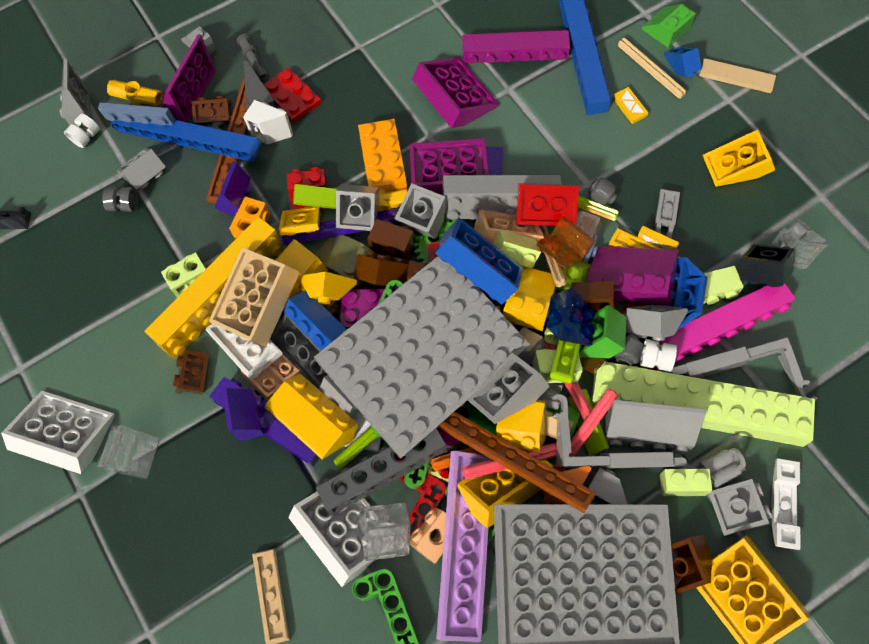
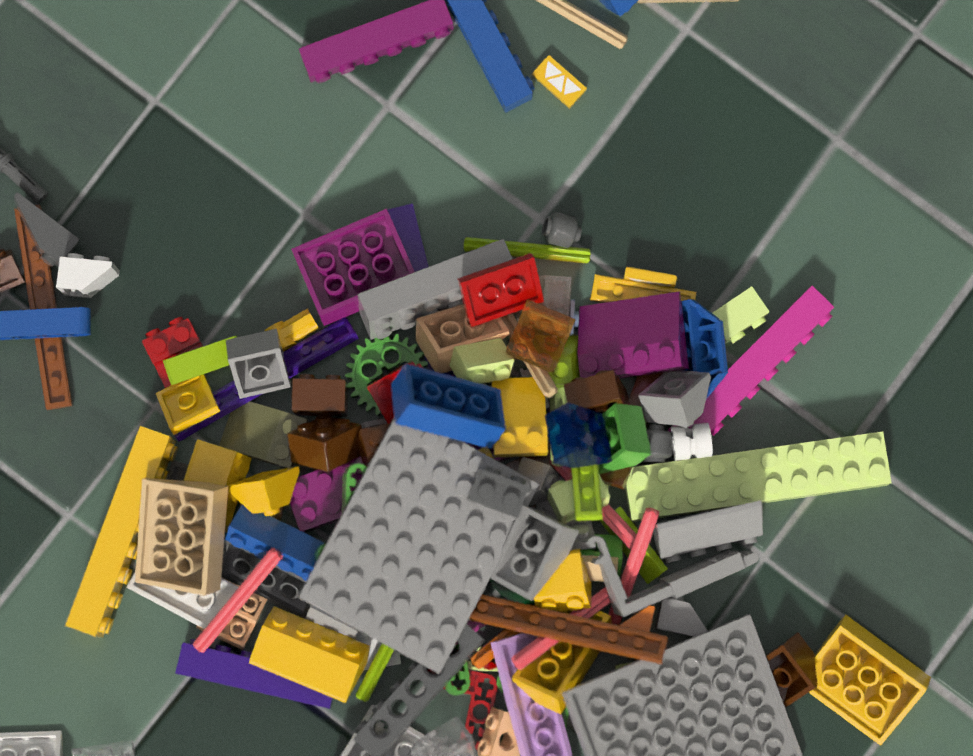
camera: 25 degrees left, 15 degrees up
(183, 270) = (74, 528): yellowish green brick -> none
(192, 372) = (134, 648): reddish brown bracket -> none
(233, 190) = (81, 391): dark purple slope -> none
(243, 413) = (233, 681): dark purple slope -> none
(245, 215) = (112, 422): light orange brick -> none
(273, 354) = (237, 600): none -> coral axle
(292, 94) = (91, 212): red plate -> none
(382, 155) = (259, 274): light orange brick -> none
(422, 211) = (345, 347): light grey slope -> none
(453, 91) = (317, 136): magenta slope -> none
(497, 334) = (498, 491): none -> dark grey bracket
(667, 211) = (650, 231): light grey hinge -> none
(685, 482) = (763, 578): yellowish green brick -> none
(724, 466) = (801, 544): light grey piece -> none
(738, 357) = (789, 403): light grey hinge -> none
(739, 160) = (722, 126): yellow slope -> none
(740, 507) = (831, 585): light grey plate -> none
(767, 265) = (790, 275): black brick -> none
(784, 504) = (880, 564): white slope -> none
(803, 239) = (818, 234): clear slope -> none

